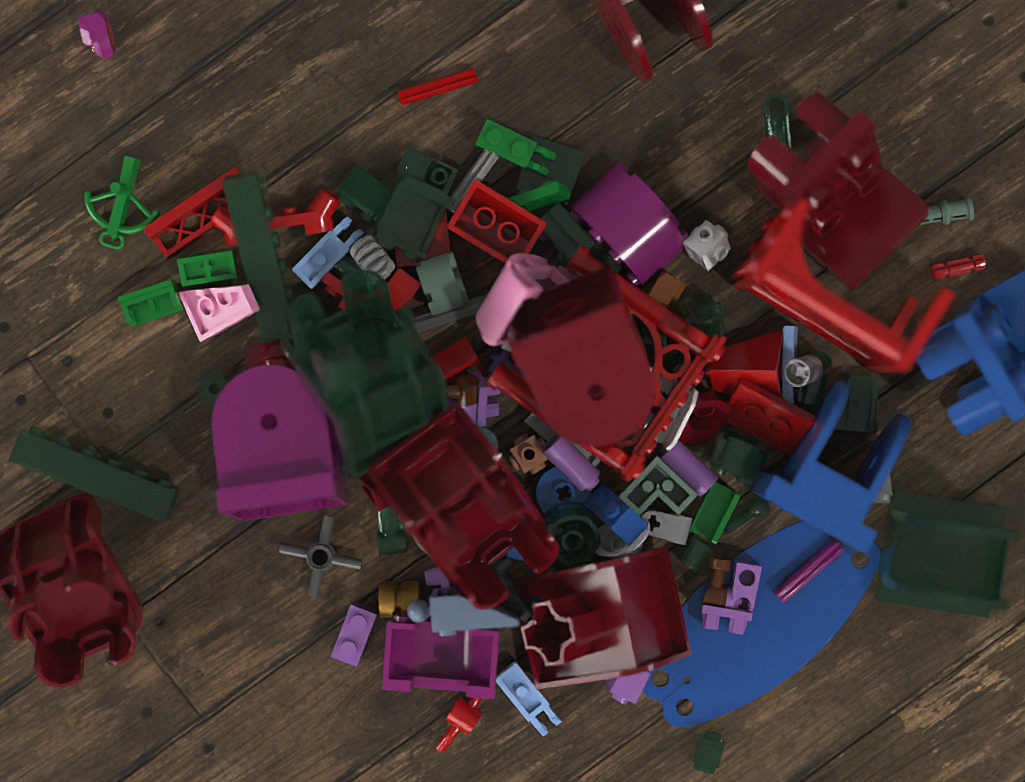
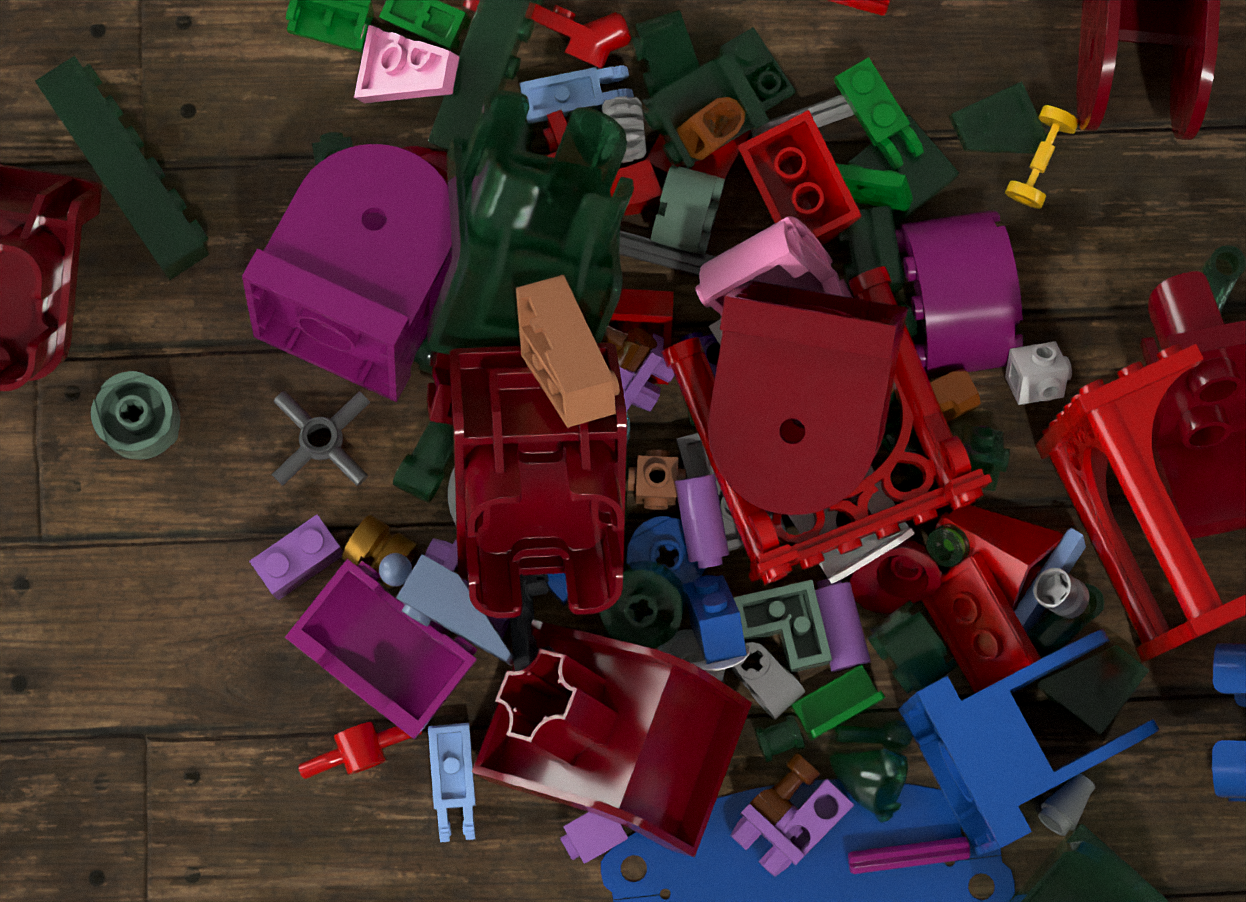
camera: 35 degrees right, 10 degrees down
(191, 614) = (116, 406): none -> sand green brick
(424, 226) = (711, 127): none -> dark orange rock
(437, 437) = (564, 352): none -> nougat wedge
(590, 104) = (1000, 123): none -> clear green wing
(627, 110) = (1058, 121): none -> yellow wheel
(721, 384) = (948, 545): none -> clear green tile
(762, 543) = (872, 779): none -> clear green hat

